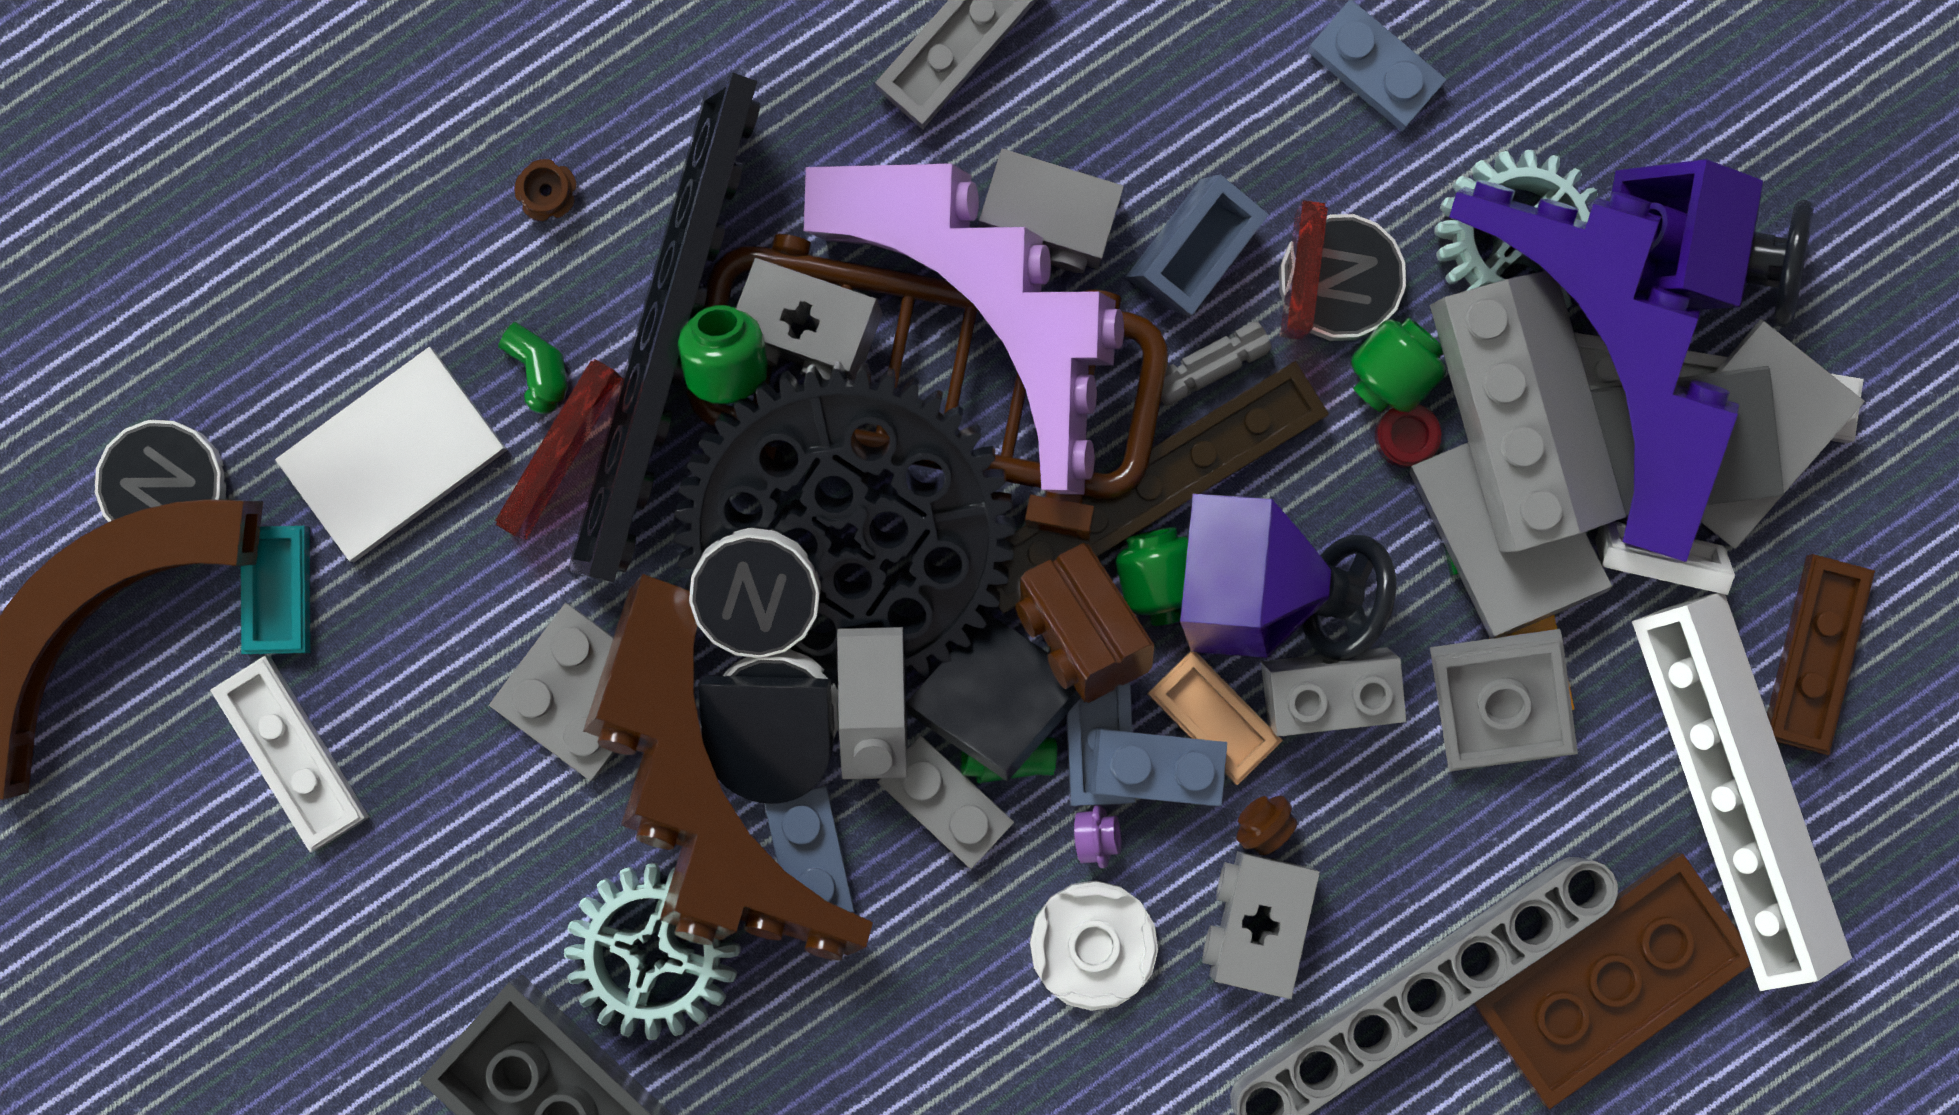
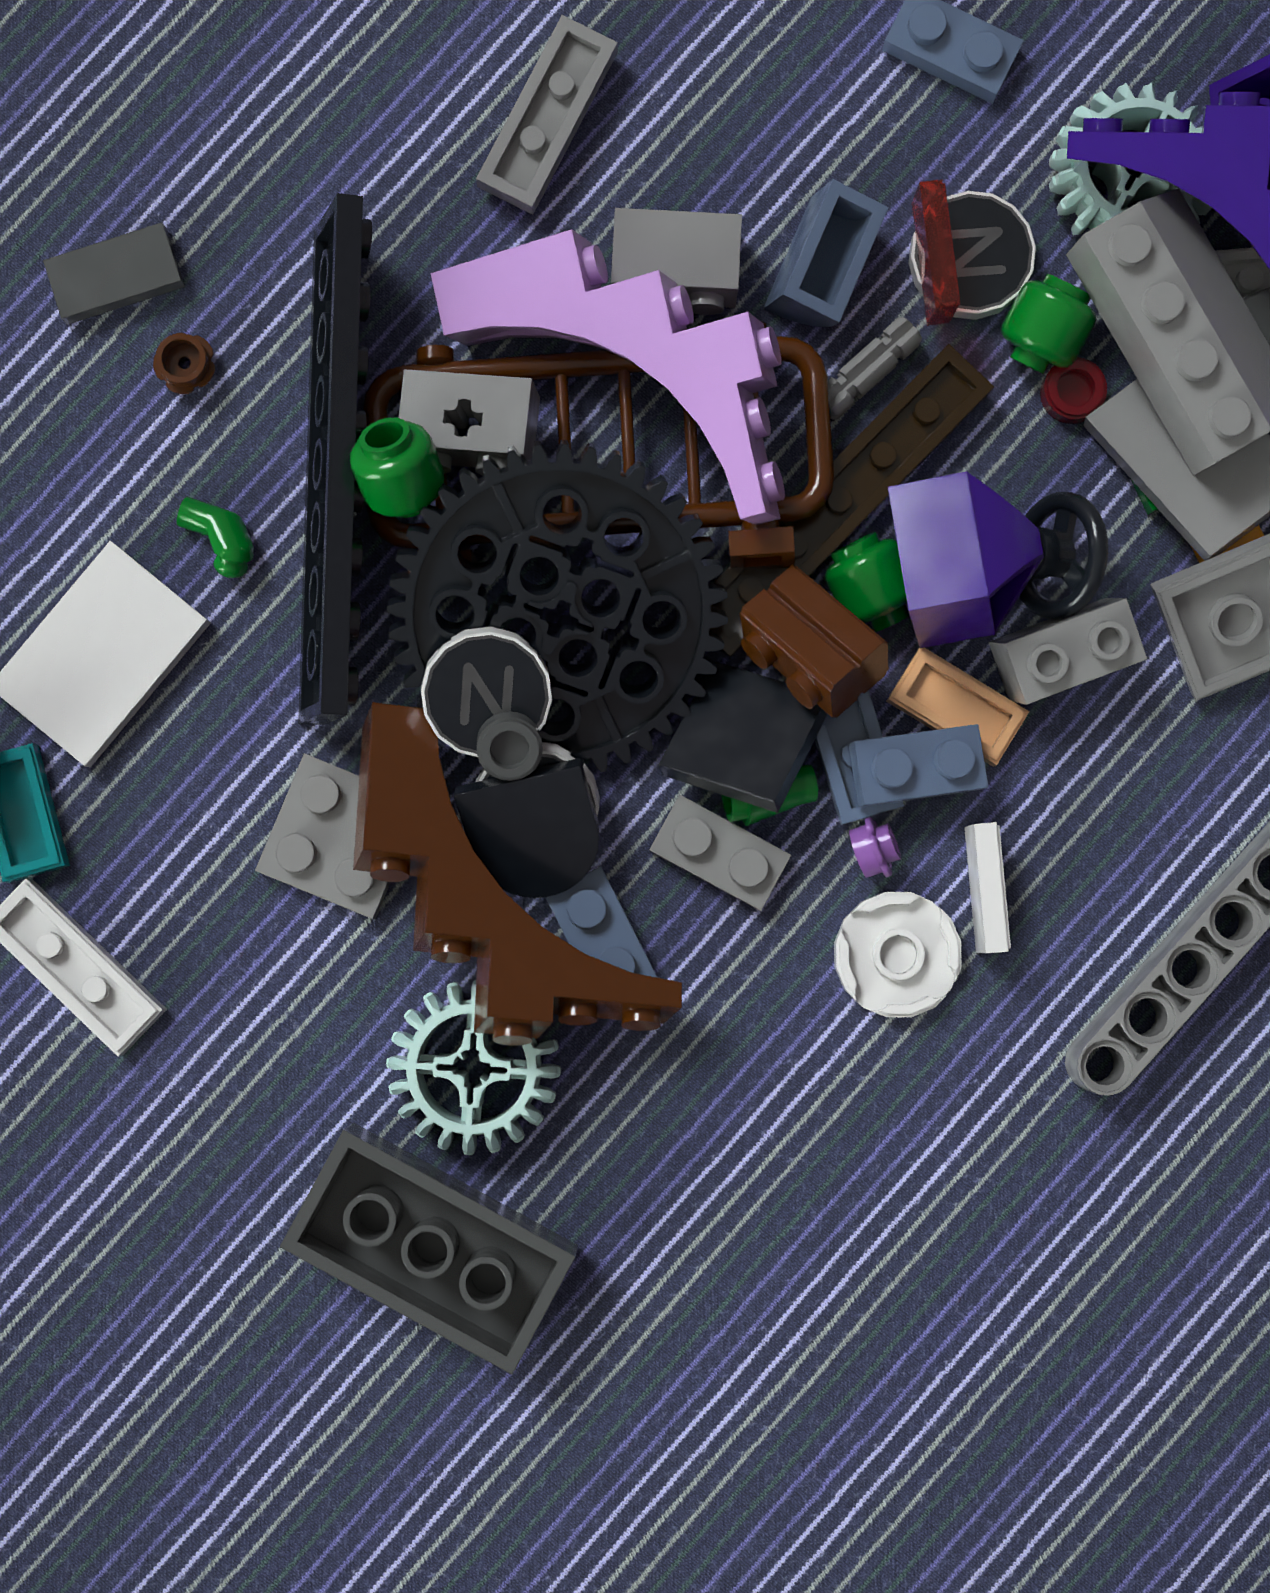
camera: 10 degrees left, 0 degrees up
(499, 84) = (114, 273): none -> dark grey tile
(558, 449) = (260, 606): clear red tile -> none
(764, 650) = (509, 746): none -> dark grey tile
(872, 703) = (626, 771): light grey slope -> none
(1196, 904) = (987, 888): none -> white tile
(1266, 824) = (1034, 795): reddish brown plate -> none
(1274, 958) = (1074, 862): light grey brick -> none

